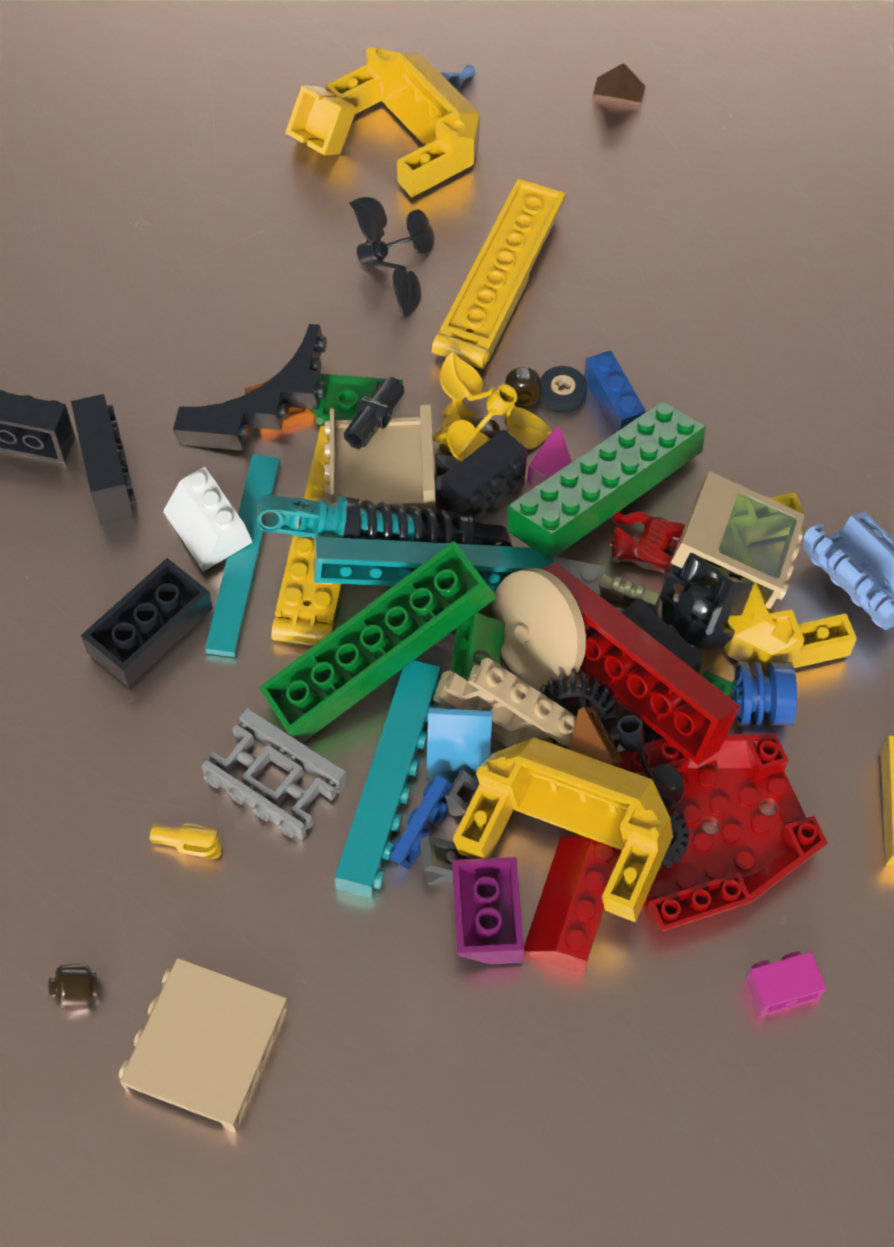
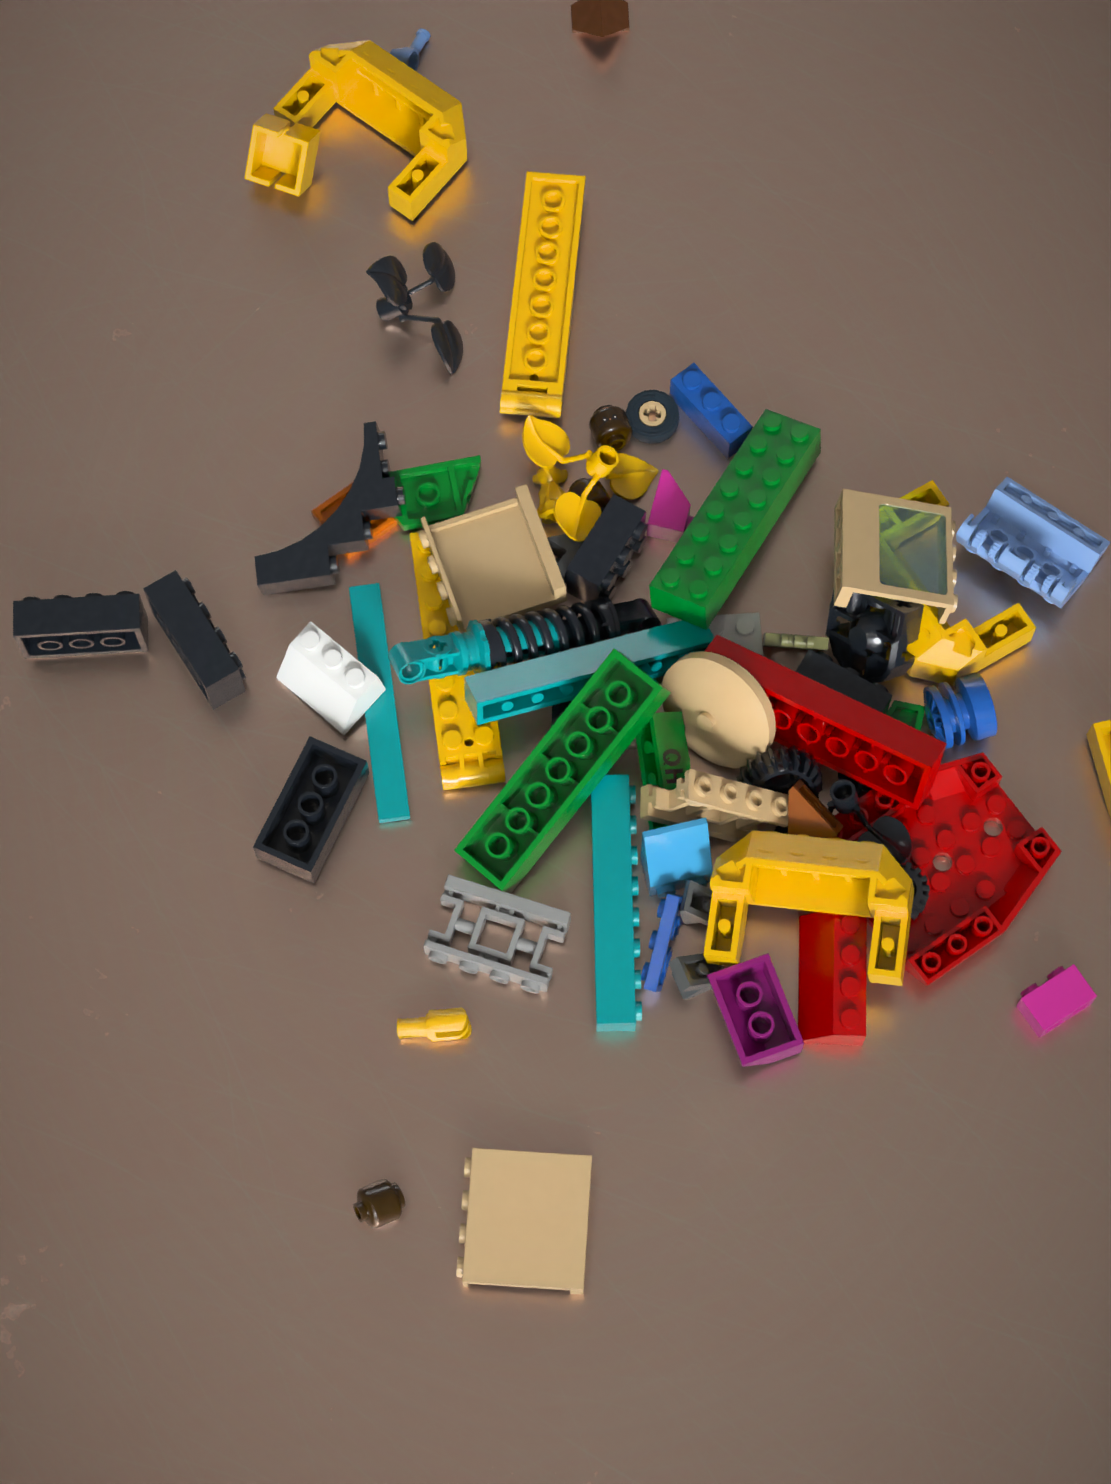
camera: 15 degrees left, 10 degrees up
(374, 413) = (468, 508): black piece -> none
(650, 550) = (802, 566): red animal -> none

